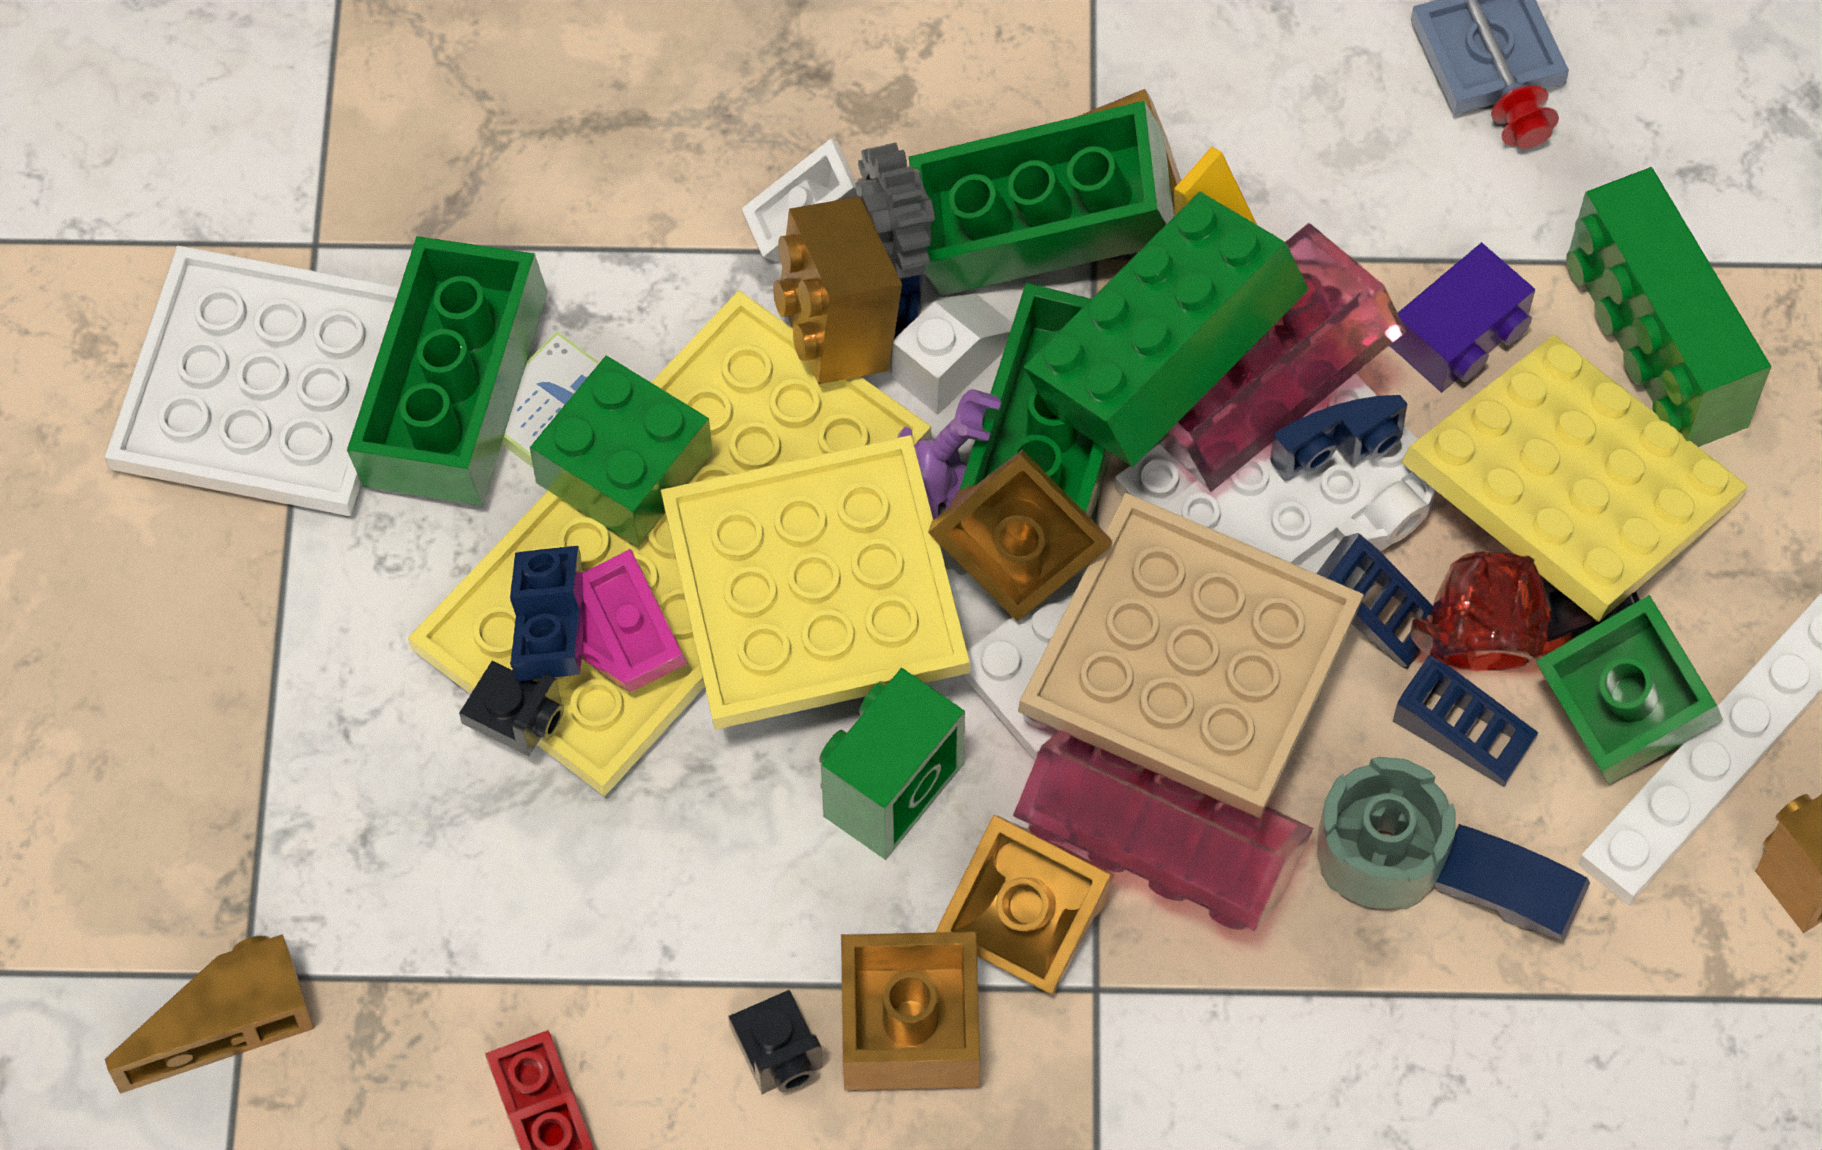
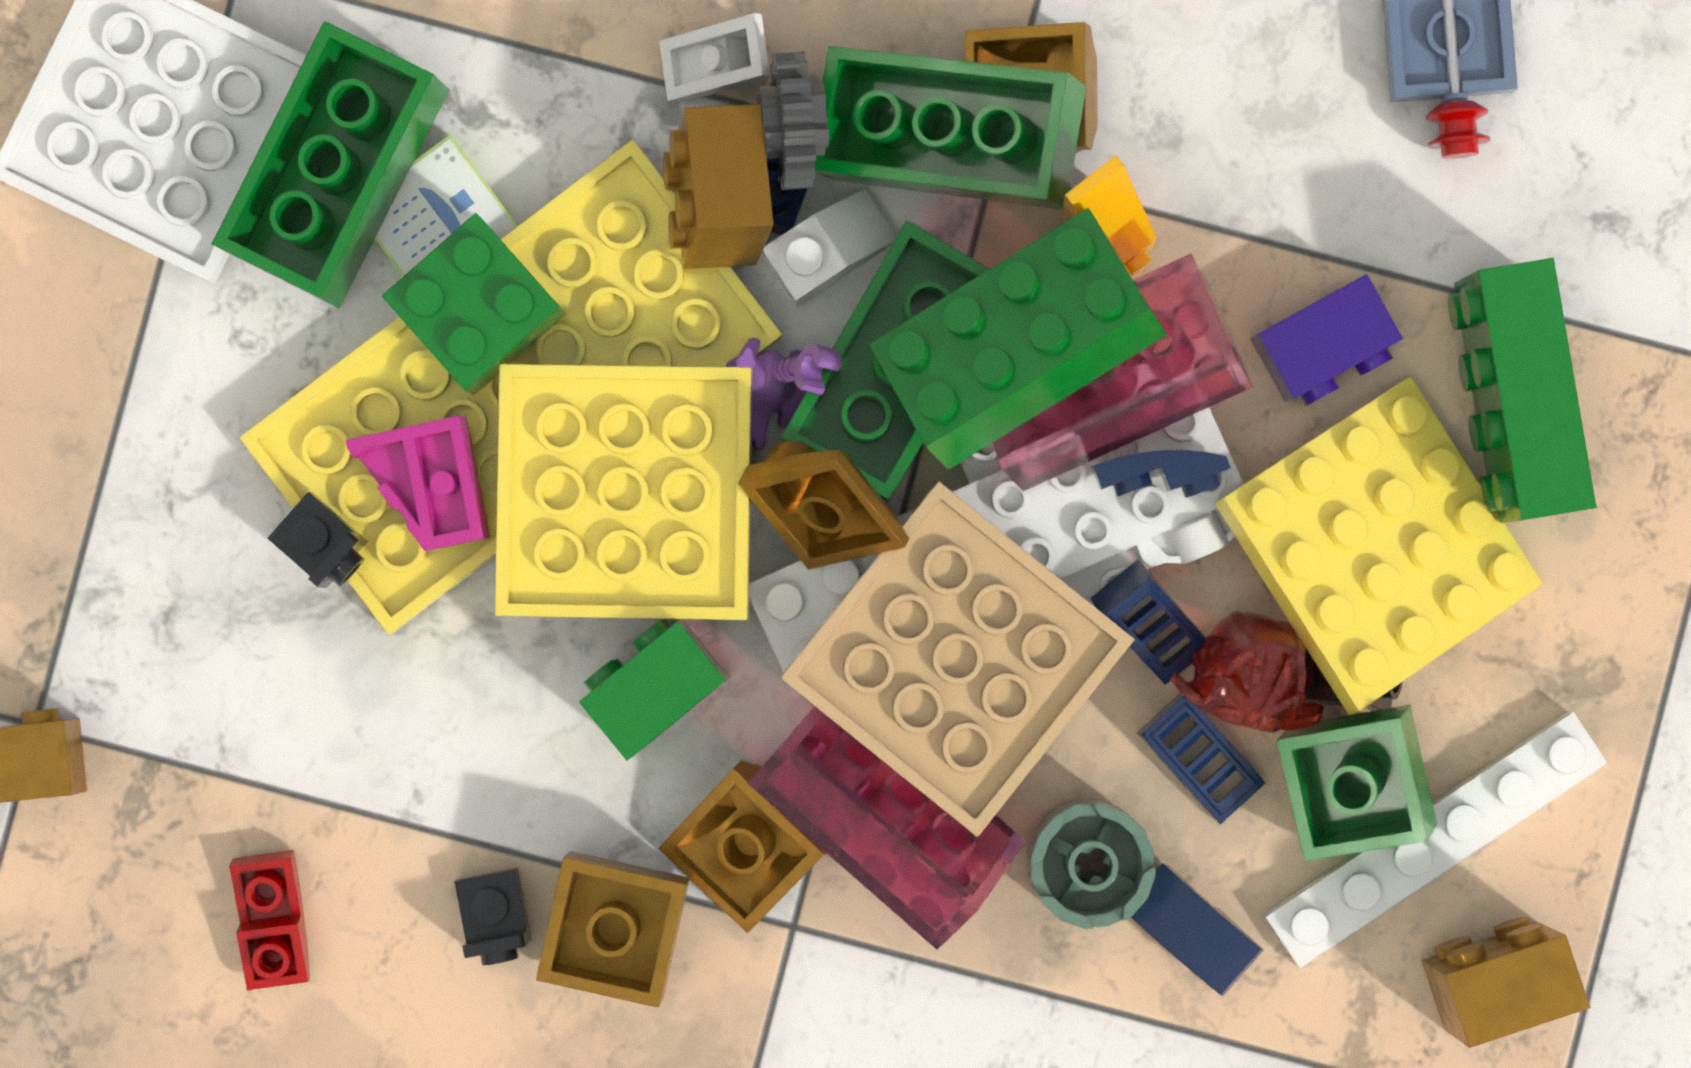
camera: 15 degrees right, 25 degrees up
(547, 612) = (368, 464): dark blue slope -> none

